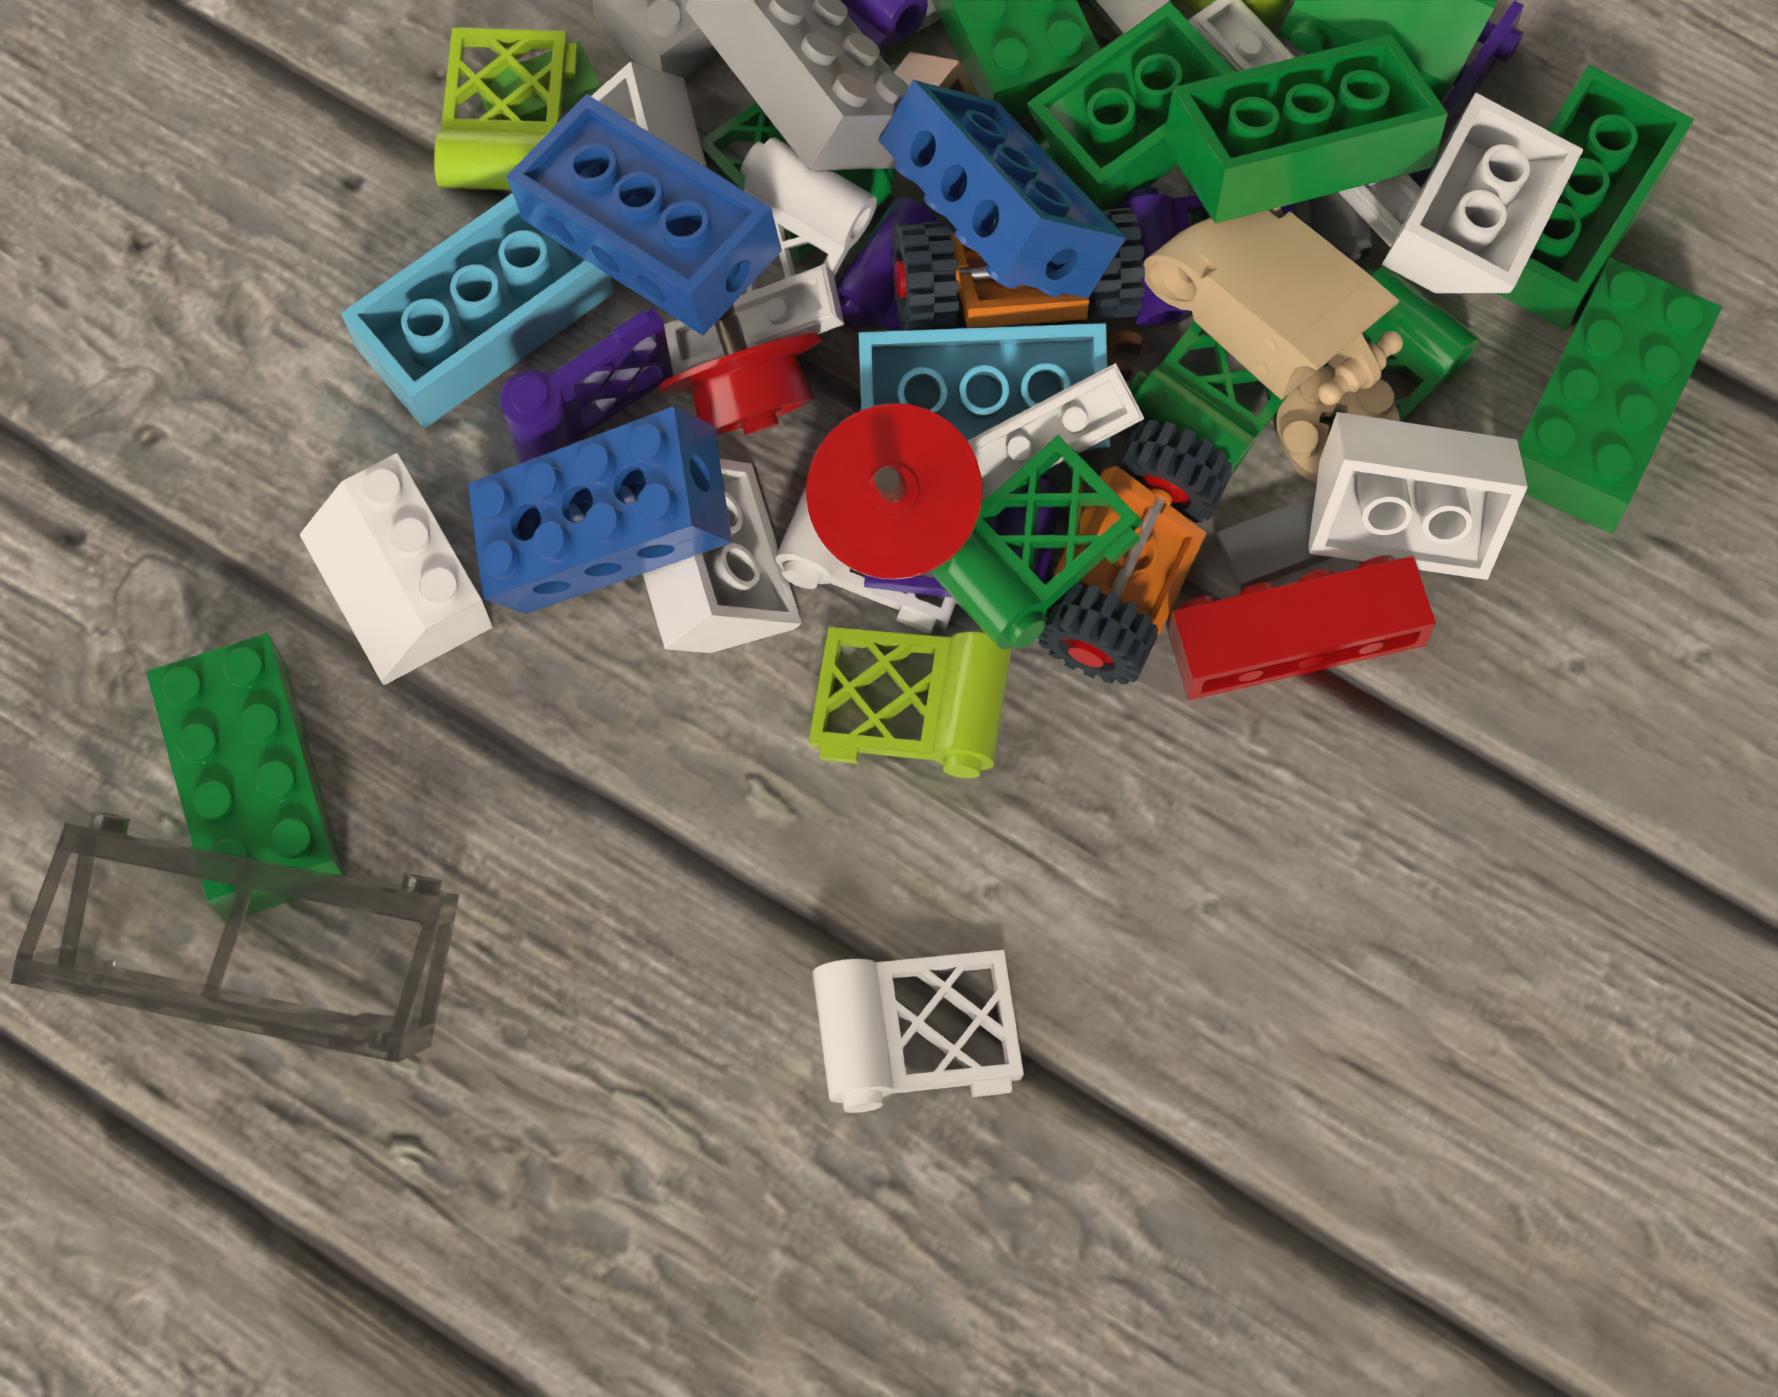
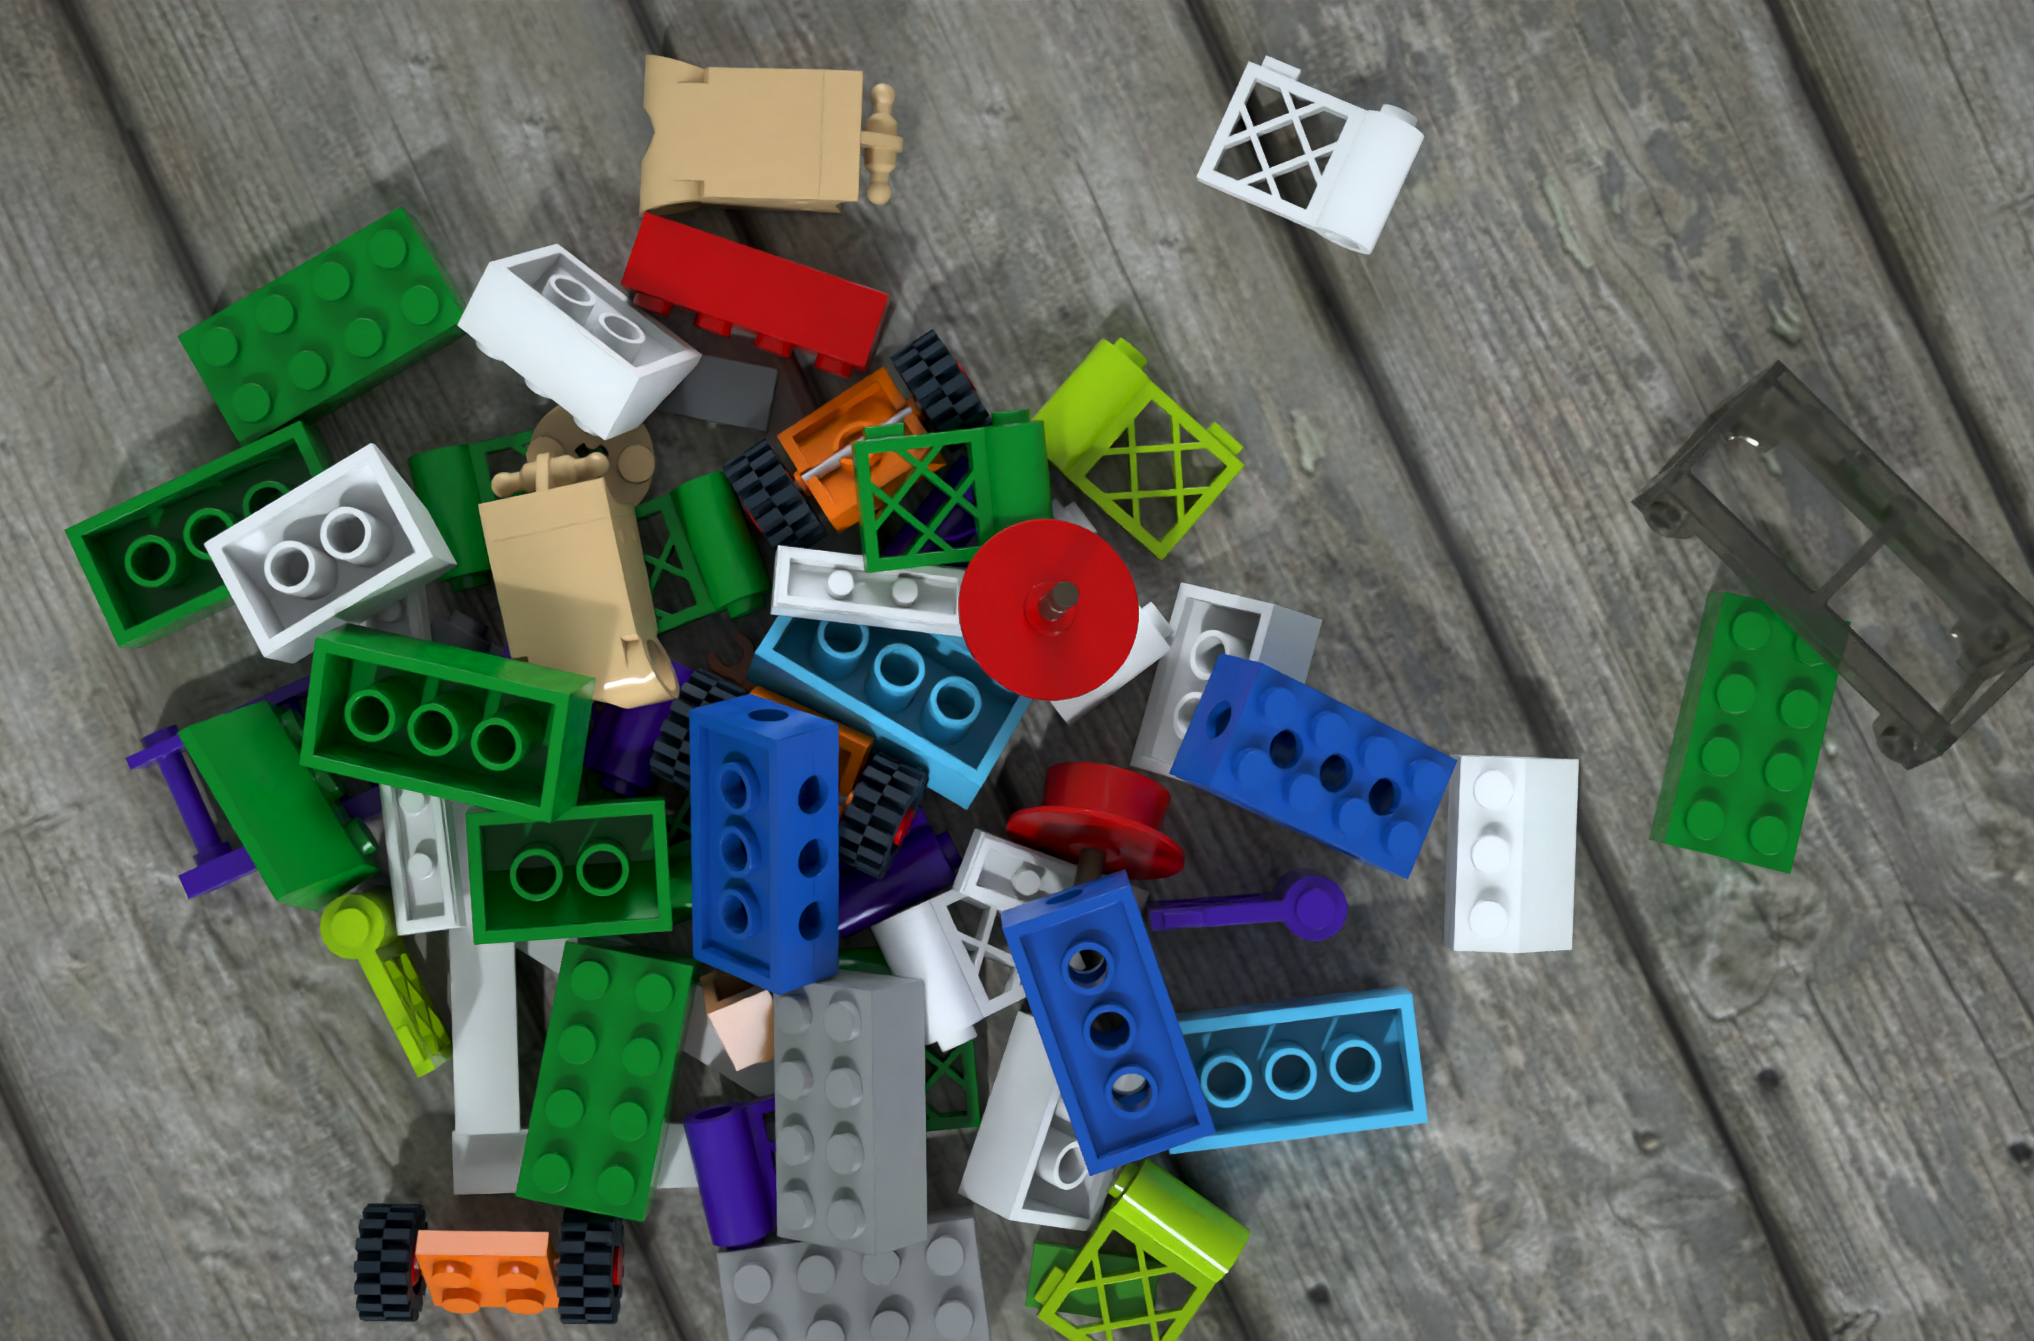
camera: 150 degrees left, 20 degrees up
(1385, 744) = (762, 139): none -> tan piece

